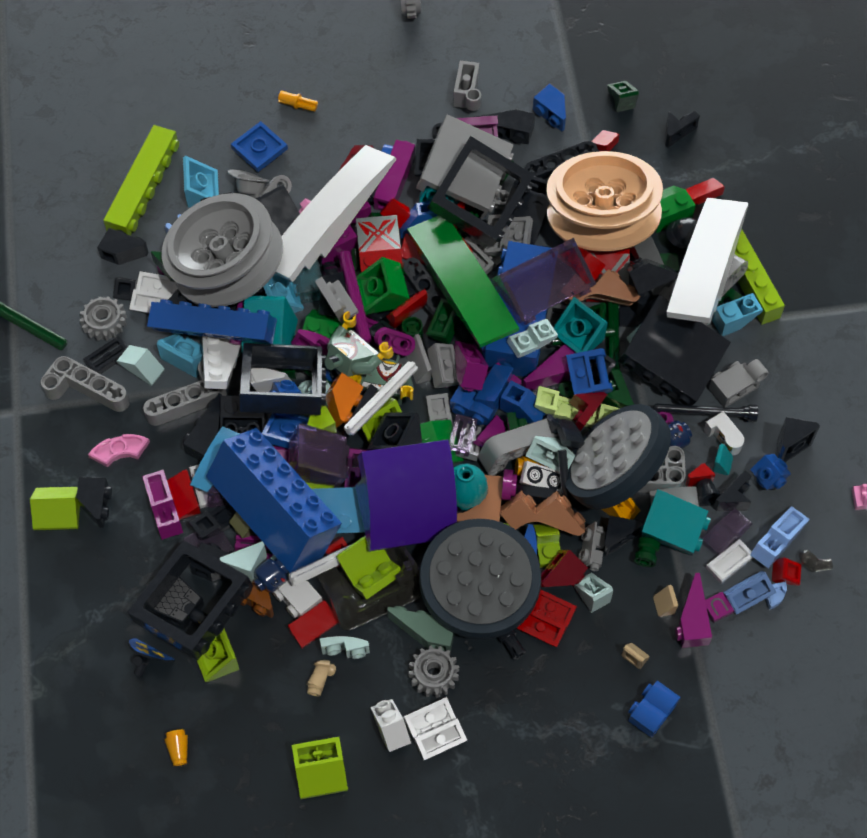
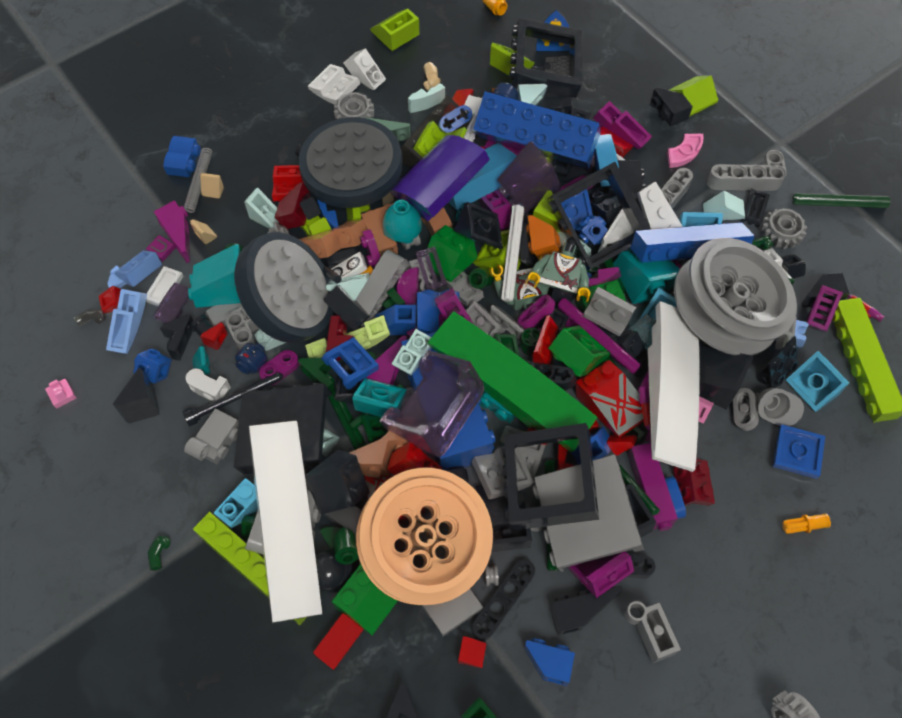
camera: 150 degrees right, 0 degrees up
(98, 221) = (871, 311): none -> magenta piece
(135, 318) = (764, 241): none -> dark green arm
(152, 227) = (827, 319): none -> magenta slope
(339, 577) = (457, 122): none -> blue beam
(359, 221) = (645, 406): none -> piece
(411, 175) = (648, 502): none -> dark green bar
(422, 403) = (480, 278): none -> dark green brick
(546, 560) = (309, 206): none -> black slope
(647, 673) = (203, 164): none -> light grey piece
(666, 232) = (345, 546): none -> dark green brick
(820, 319) = (154, 552): none -> dark green arm

